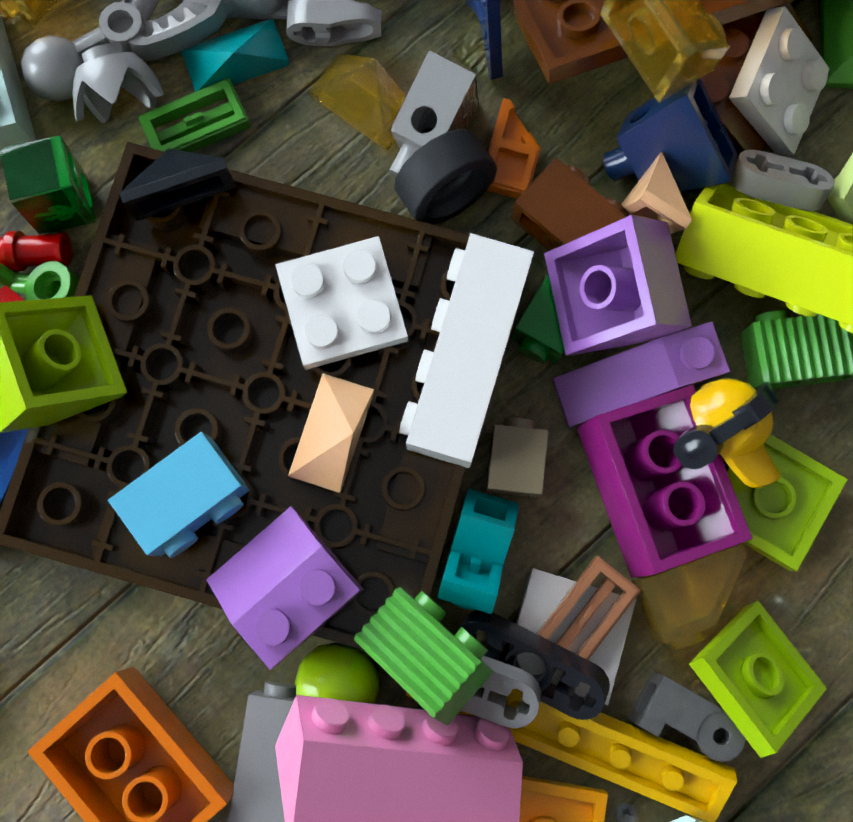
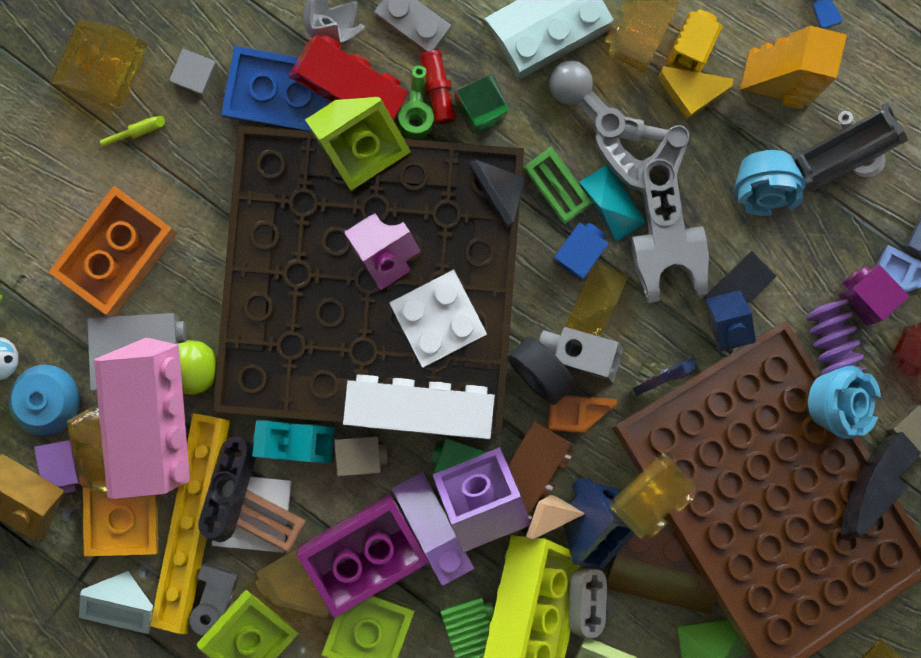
camera: 75 degrees right, 5 degrees up
(102, 75) = (566, 124): light grey piece -> none
(180, 497) = (288, 243): medium azure brick -> none
(219, 355) = (383, 248): none -> magenta brick
(282, 588) = (244, 321): medium lavender slope -> none
(290, 102) = (581, 250): none -> blue brick
(331, 433) = (350, 330): light nougat slope -> none
(425, 656) = (218, 418): bright green brick -> none
(491, 697) = (206, 463): light grey beam -> none
(735, 423) = (404, 592): cap -> none
(780, 81) = (660, 591): white plate -> none

